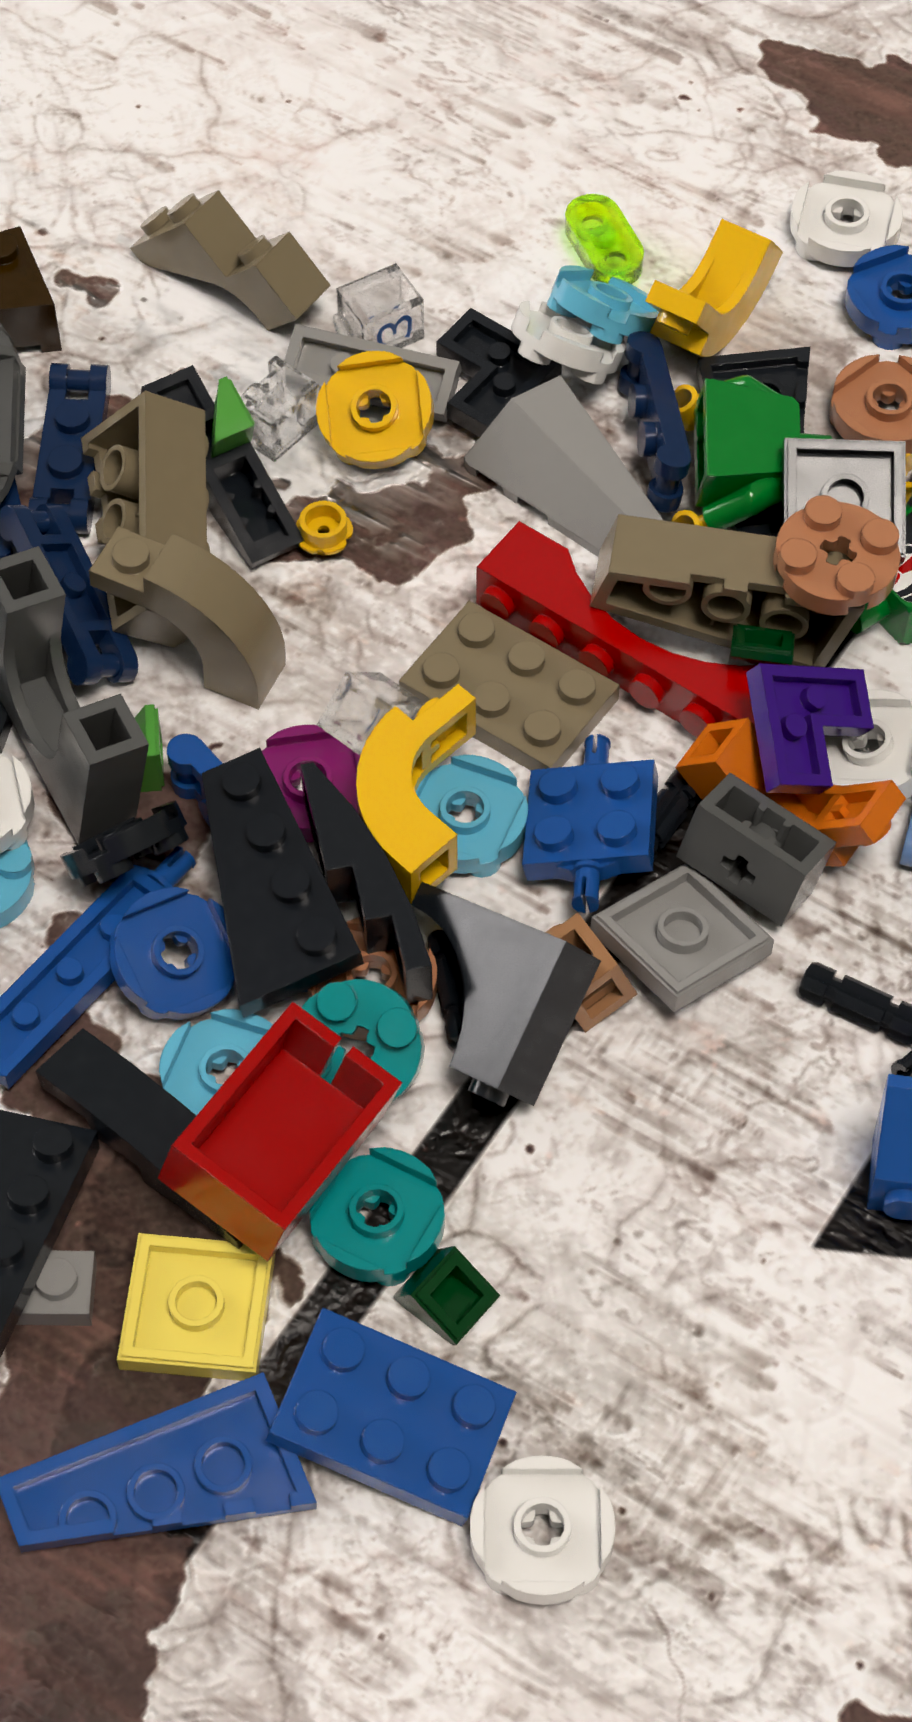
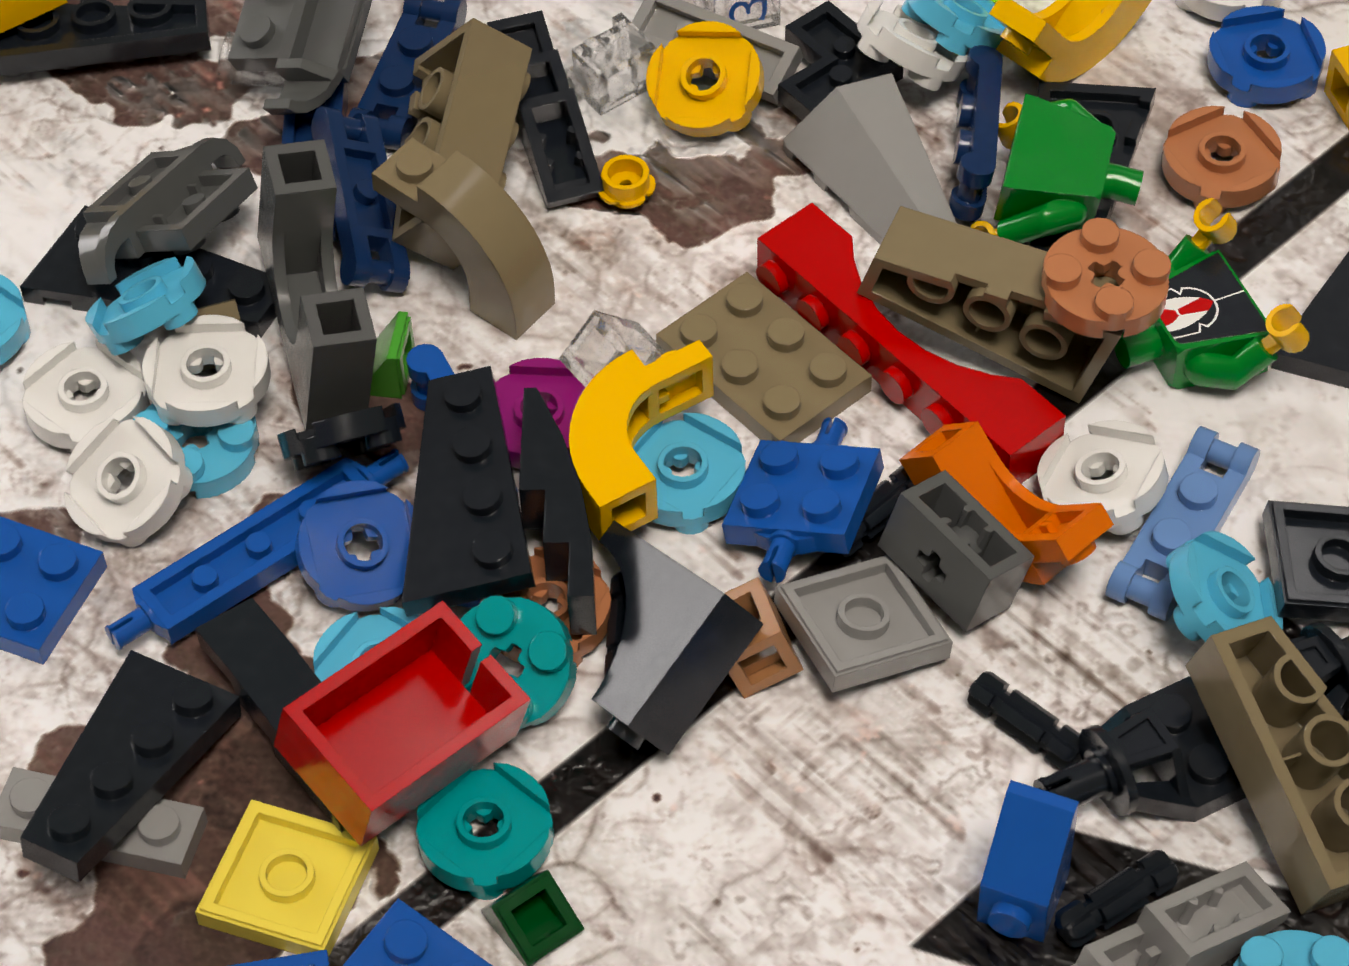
camera: 15 degrees right, 5 degrees down
(231, 421) = (557, 64): bright green slope -> none
(761, 645) = (1016, 360): dark green slope -> none
(794, 712) = (1024, 424): dark purple plate -> none
(851, 472) = (1152, 205): plate -> none

